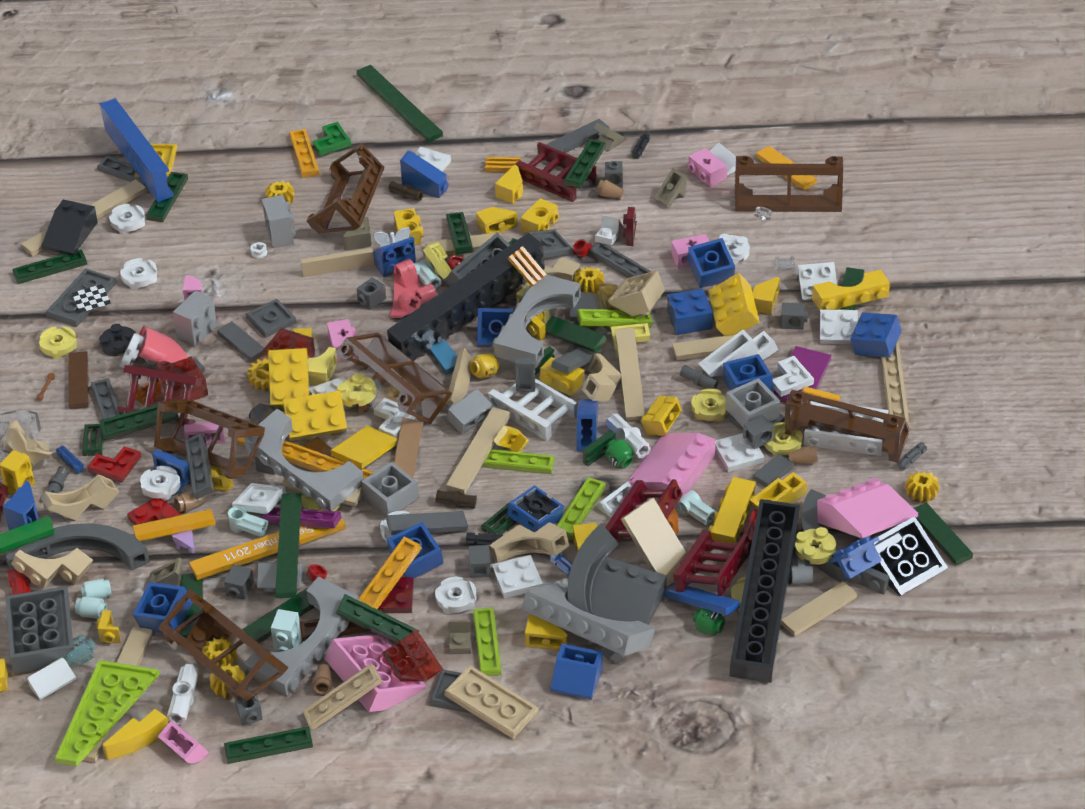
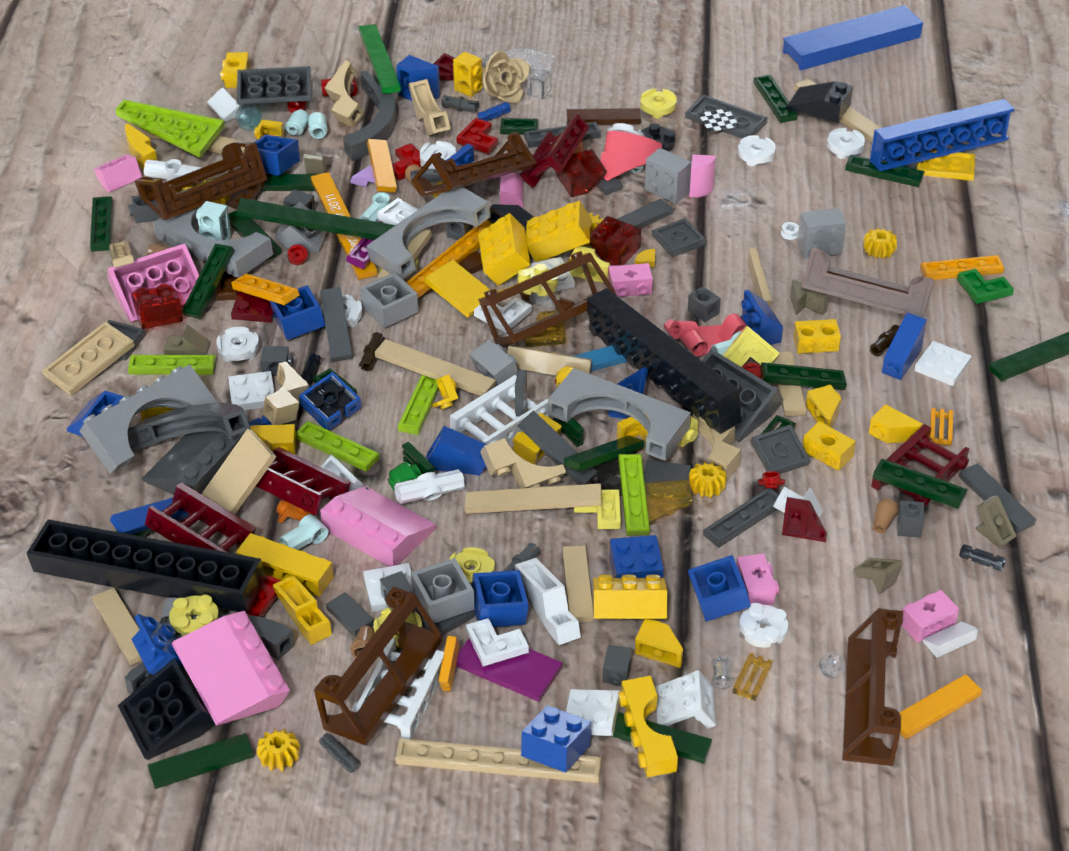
camera: 95 degrees right, 0 degrees up
(51, 376) = (613, 102): dark orange hinge -> none
(134, 421) = (529, 137): dark green tile -> none
(384, 239) = (788, 321): white piece -> none
(408, 445) = (453, 321): medium nougat sticker -> none
(538, 275) = (681, 388): tile -> none
(638, 293) = (664, 512): tan slope -> none
(661, 415) = (455, 518): yellow brick -> none
(774, 250) = (758, 662): none -> clear yellow tile

